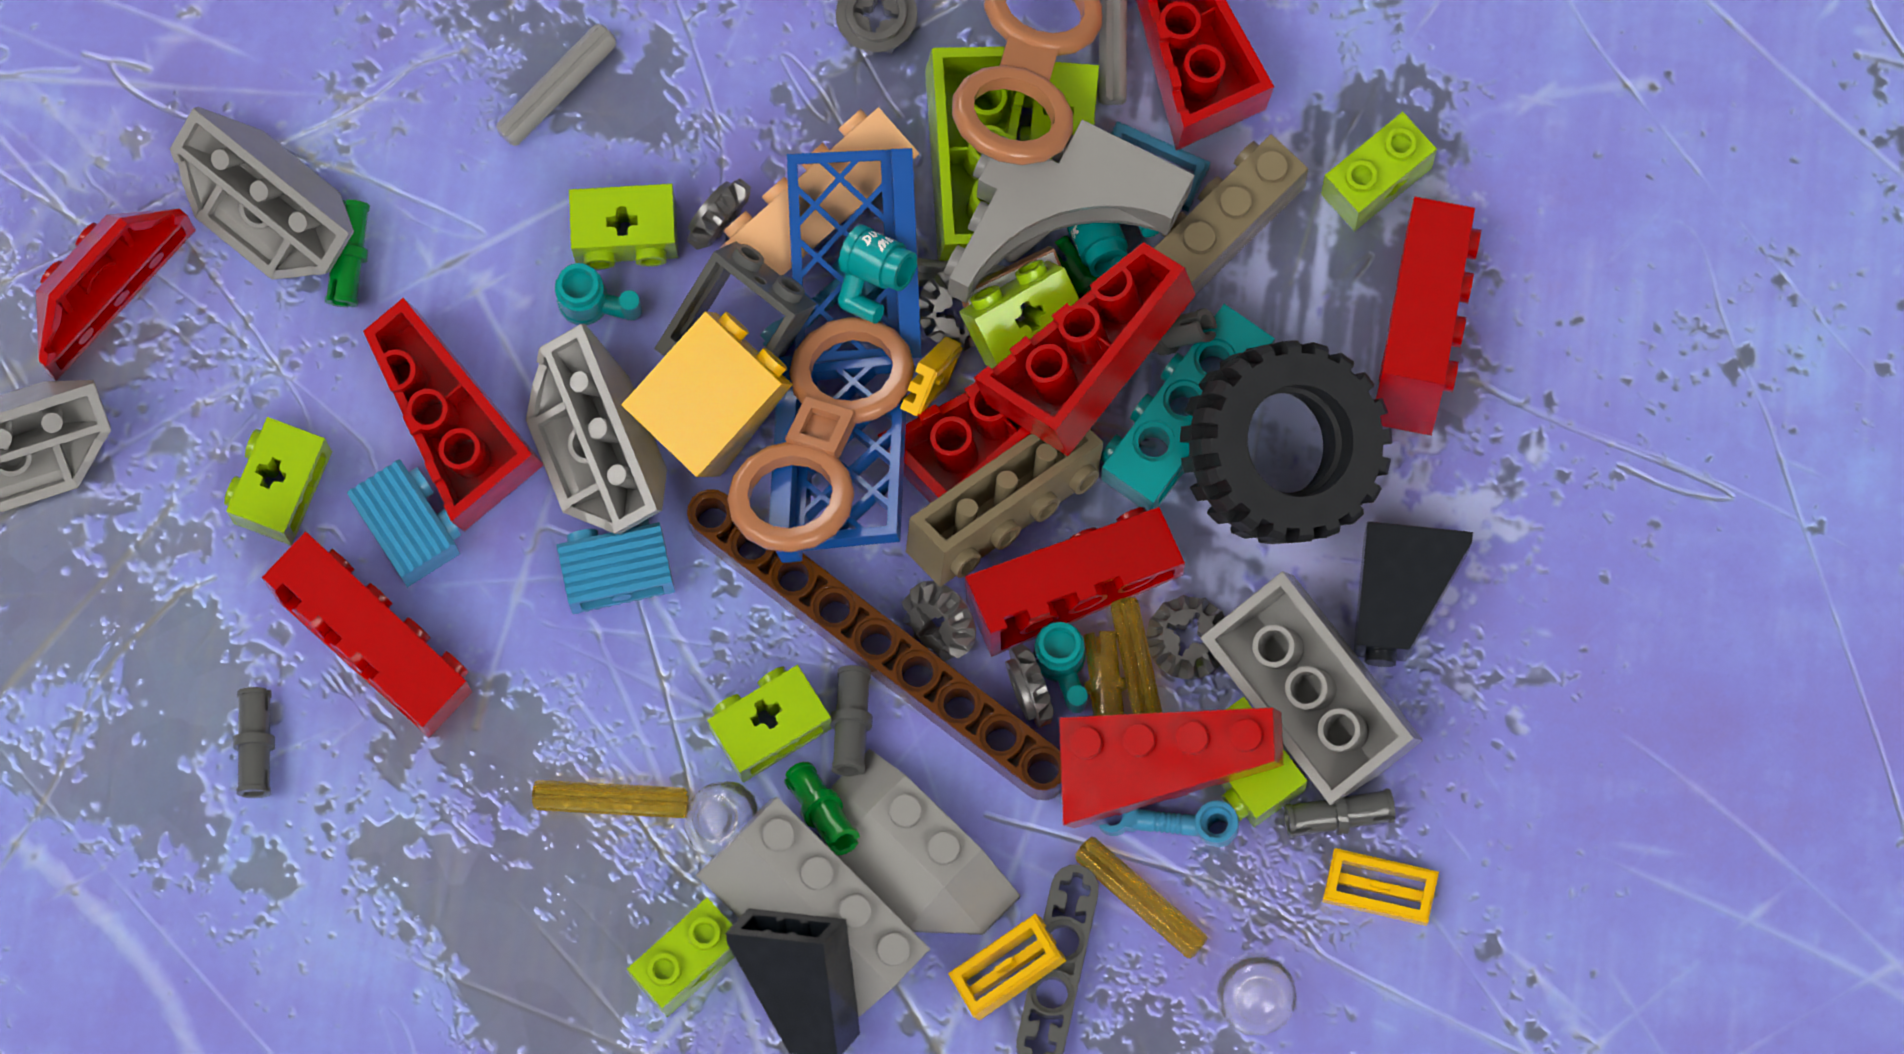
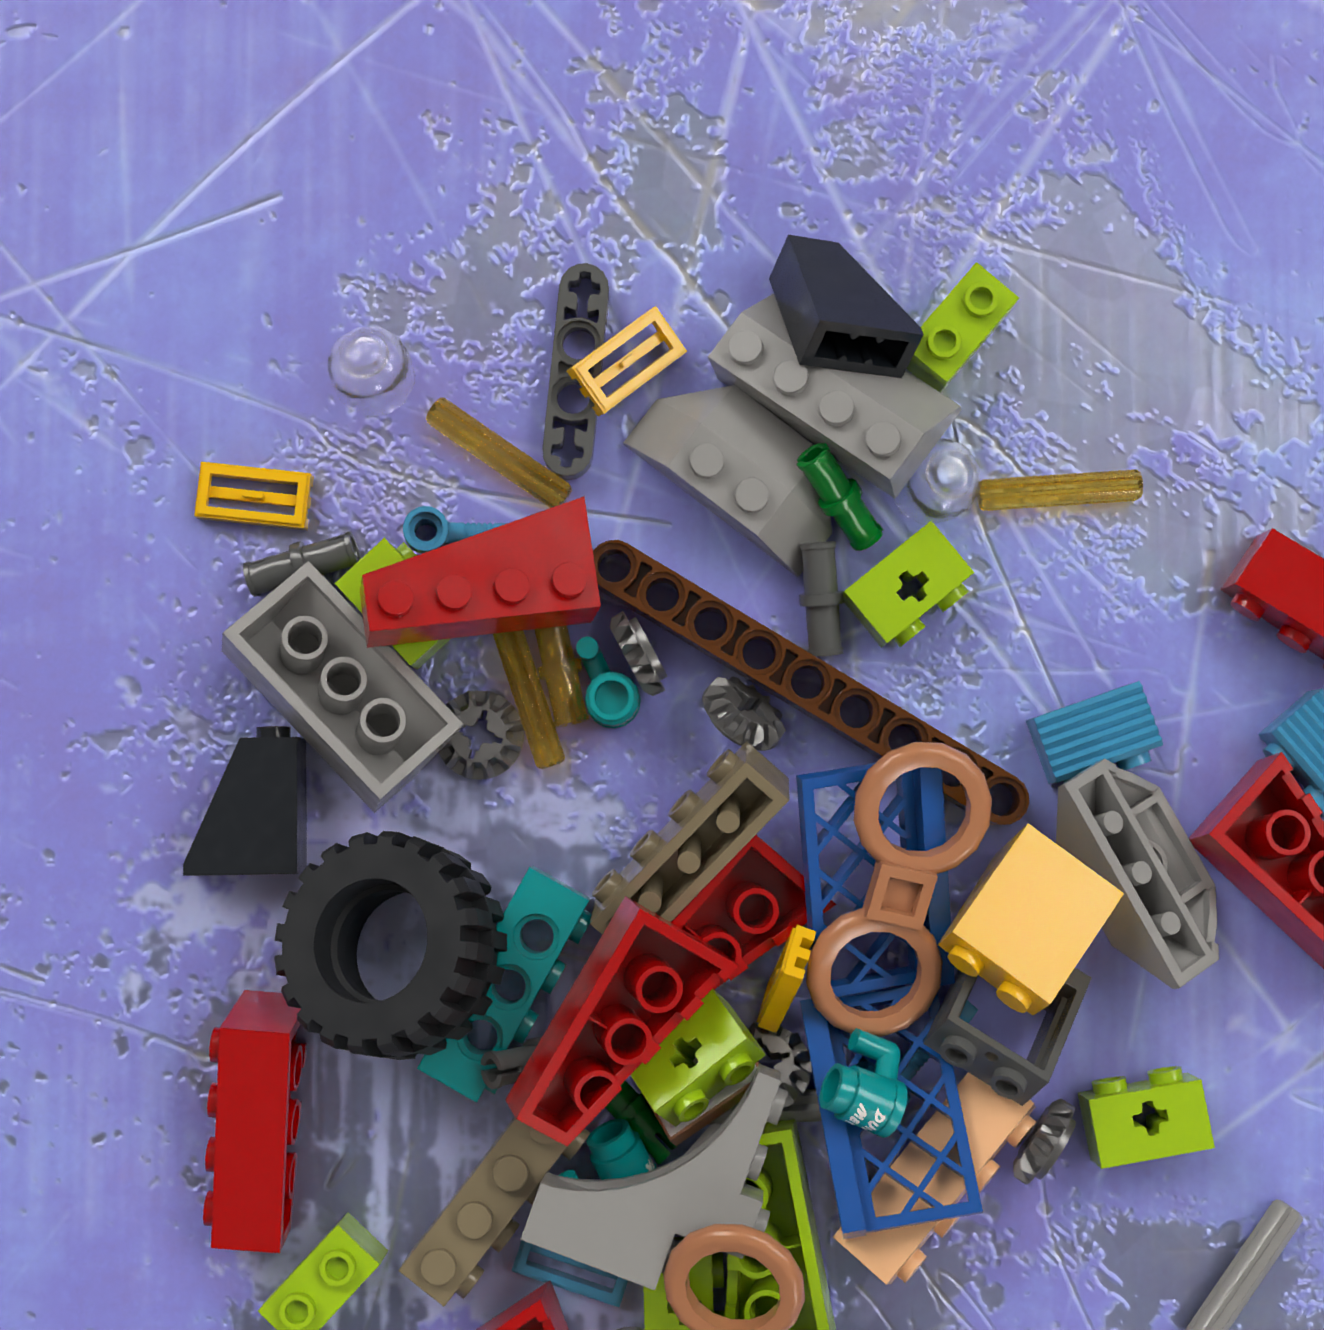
camera: 170 degrees right, 10 degrees up
(585, 299) = (1170, 1031): teal piece -> none
(1072, 578) = (605, 777): red wedge -> none

